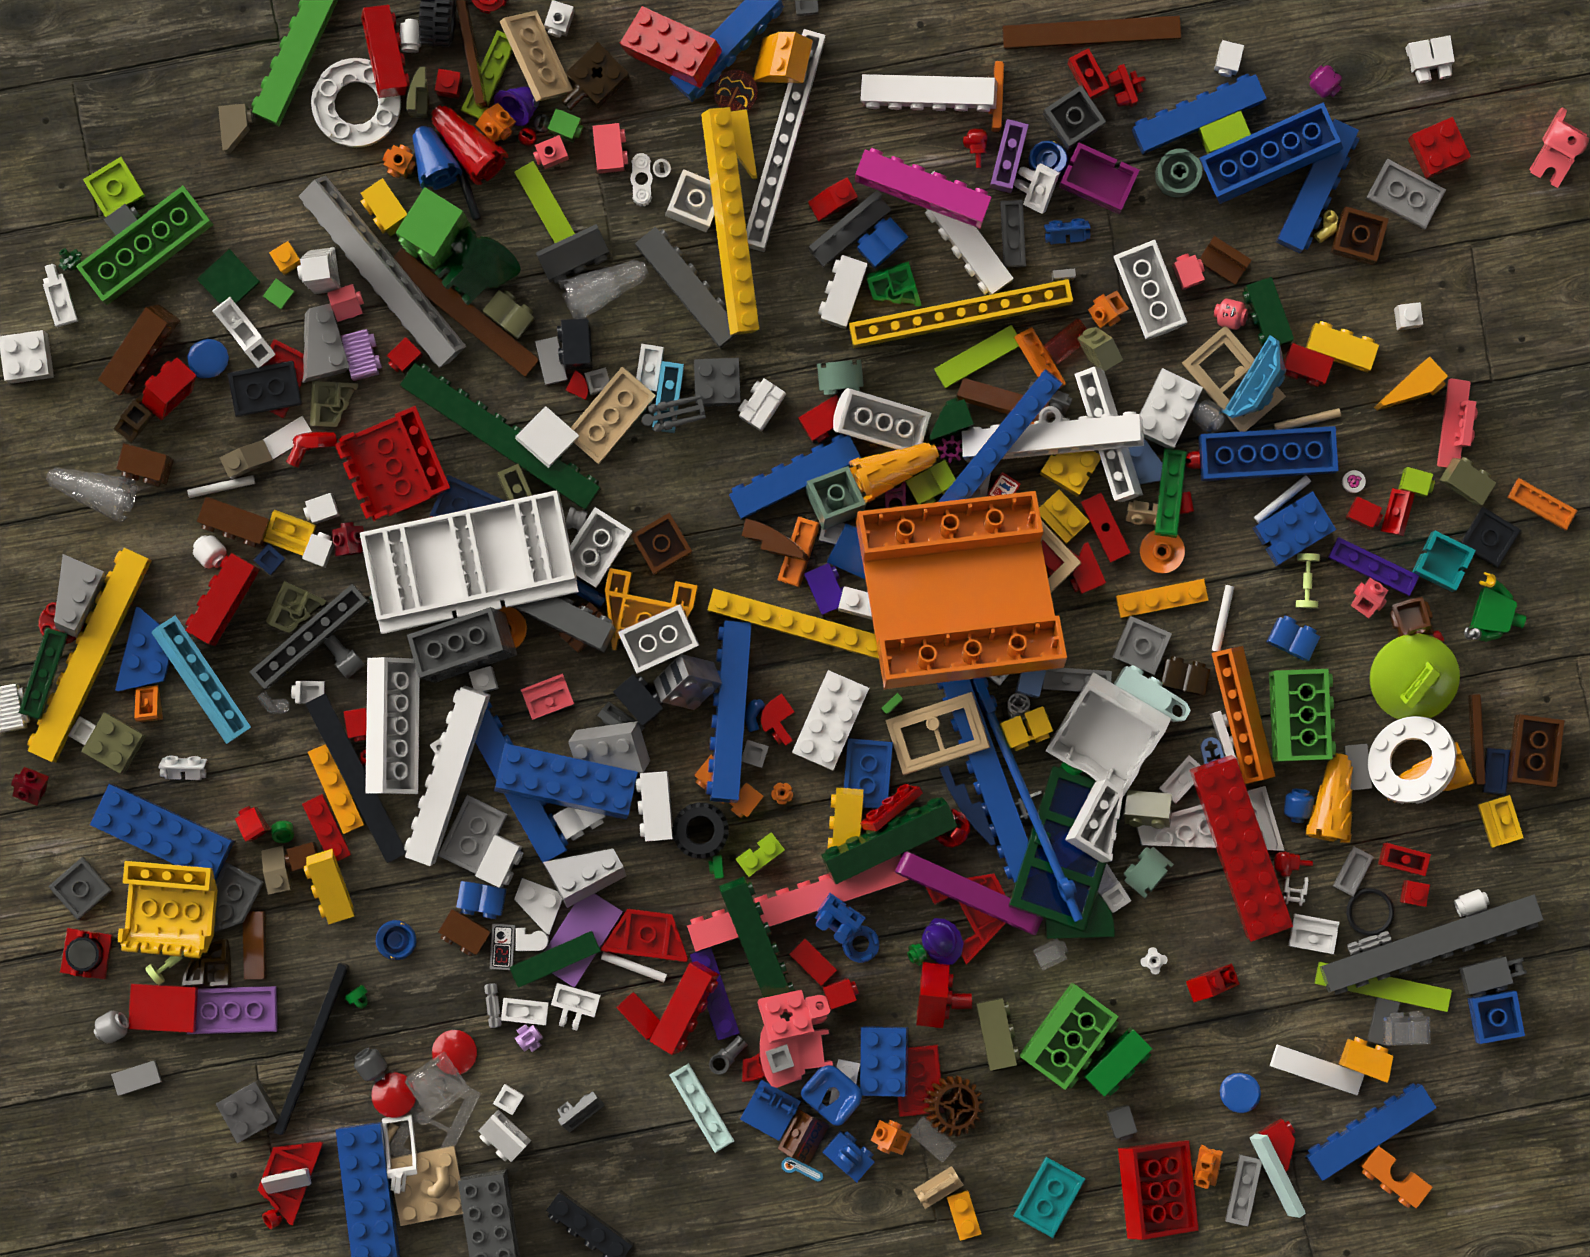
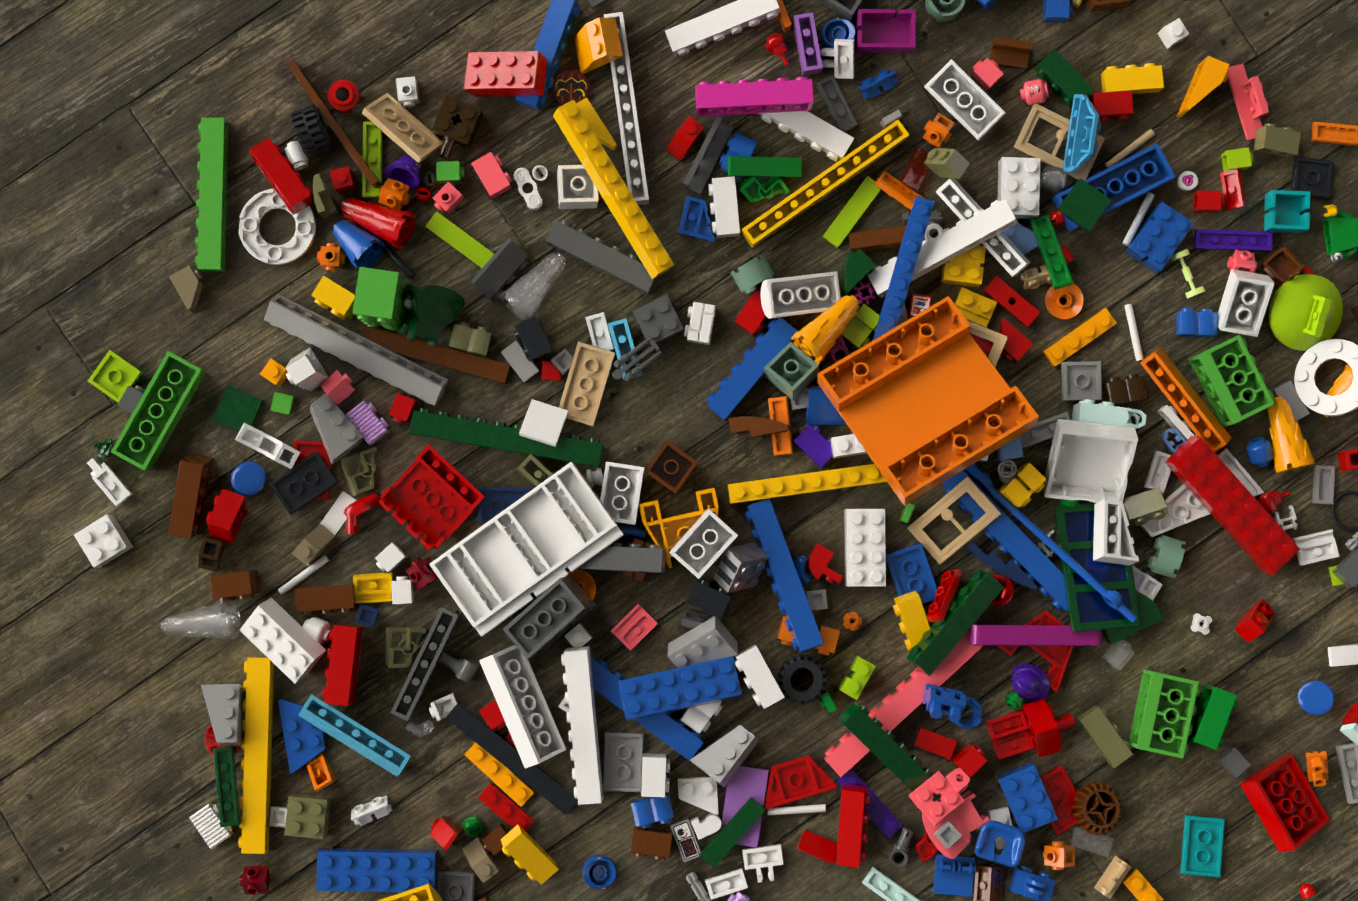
camera: 25 degrees left, 0 degrees up
(169, 545) = (282, 640): none -> white brick
(805, 292) = (695, 220): none -> blue wing
(896, 989) = (1010, 735): none -> red slope
(904, 267) = (764, 166): none -> green tile
(1225, 457) = (1084, 205): none -> dark green tile
(1351, 638) = (1244, 302): none -> white brick

